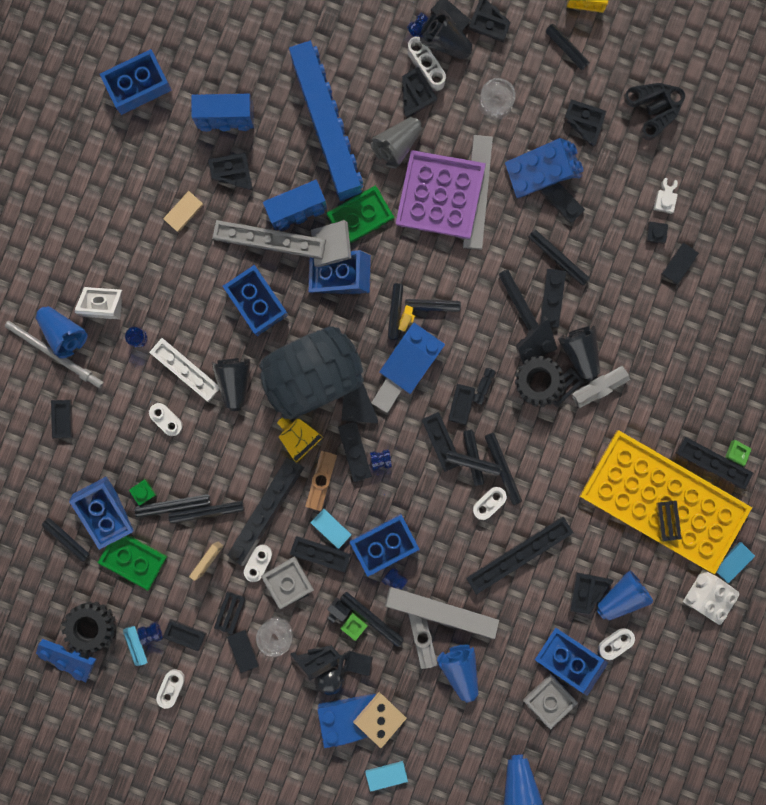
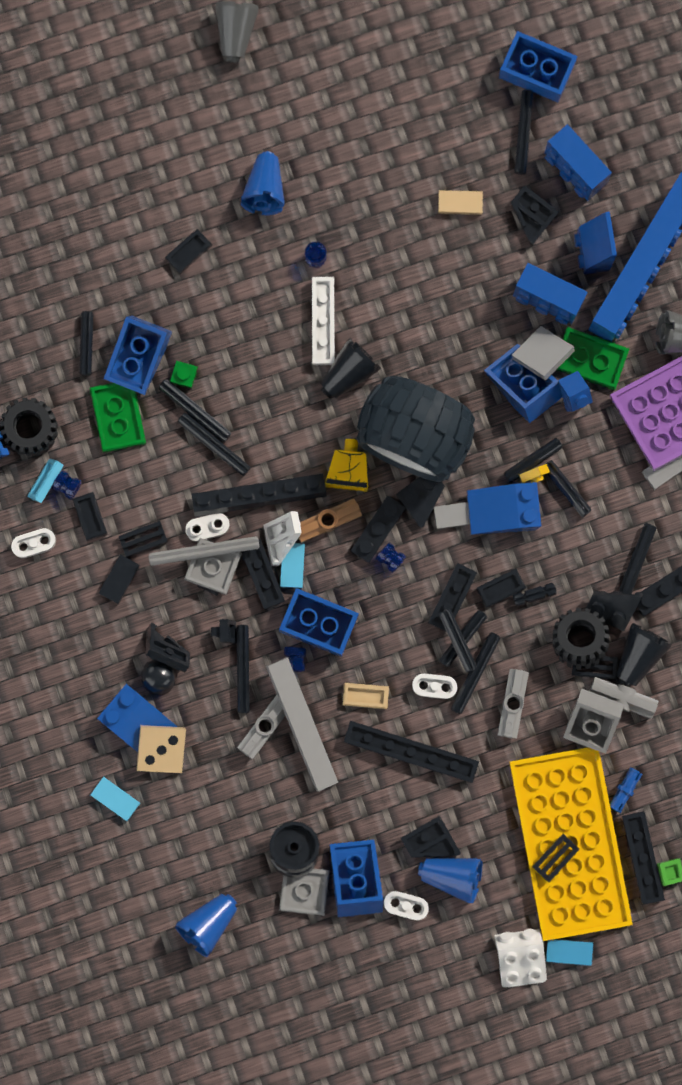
camera: 50 degrees right, 5 degrees down
(84, 374) = (244, 237): light grey bar -> none
(100, 303) = (318, 199): white slope -> none
(165, 419) = (265, 340): white plate -> none
(173, 131) = (523, 132): none -> black axle
(206, 561) = (173, 479): tan tile -> none
(255, 300) = (436, 330): blue brick -> none
(267, 643) = (159, 584): clear wheel -> none
(269, 239) = (500, 296): light grey tile -> none
(272, 581) = (203, 551): none -> light grey axle
(289, 146) = (596, 244): none -> blue slope
(306, 520) = (281, 536): none -> white wing
(354, 626) = (223, 658): bright green plate -> none
(355, 663) = (192, 686): black bracket -> none
(375, 245) = (574, 392): none -> blue slope
(457, 553) = (365, 696): none -> tan tile
(461, 671) = (264, 785): blue cone -> none
(508, 688) = (289, 862): none -> black wheel
(552, 471) = (515, 689): none -> light grey piece
(601, 420) = (593, 721): none -> light grey brick
(660, 436) = (625, 790): none -> blue pin

